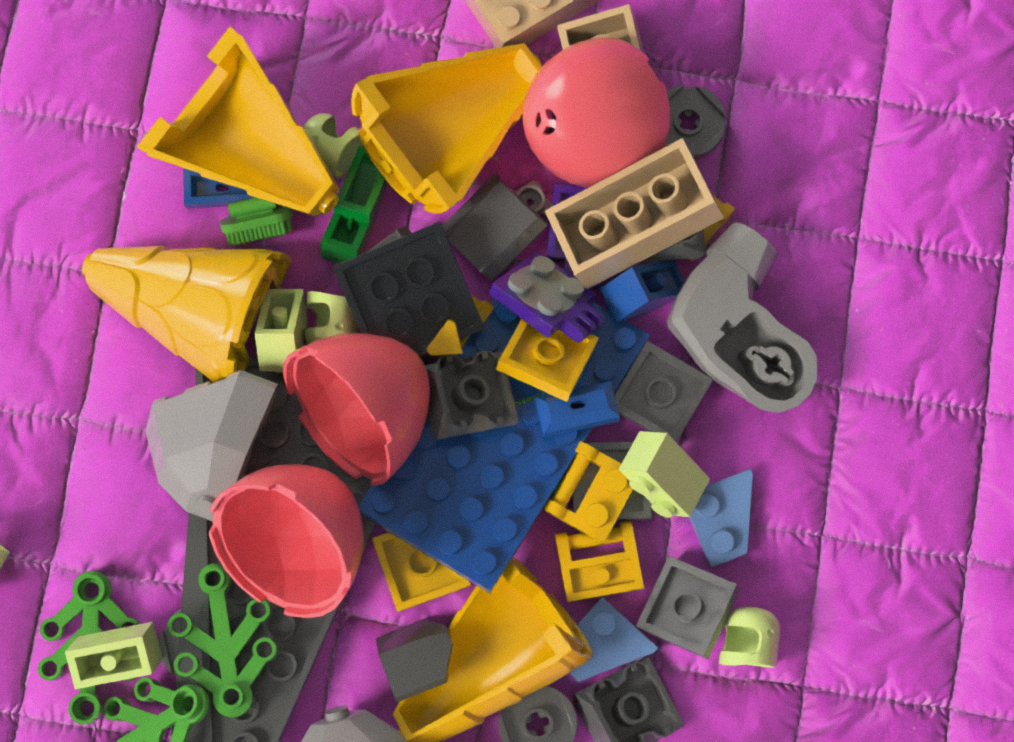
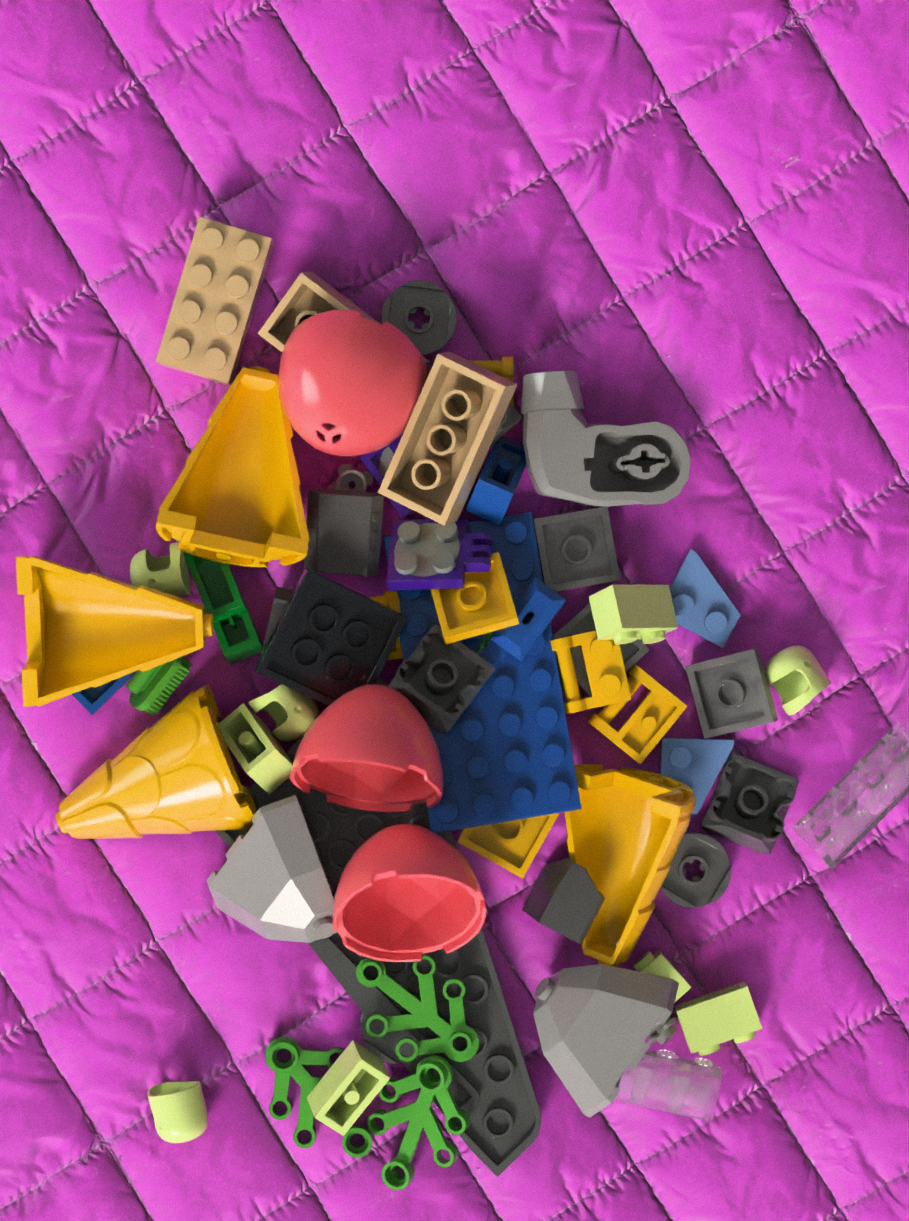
camera: 45 degrees left, 10 degrees up
(446, 341) = (390, 654): yellow slope -> none

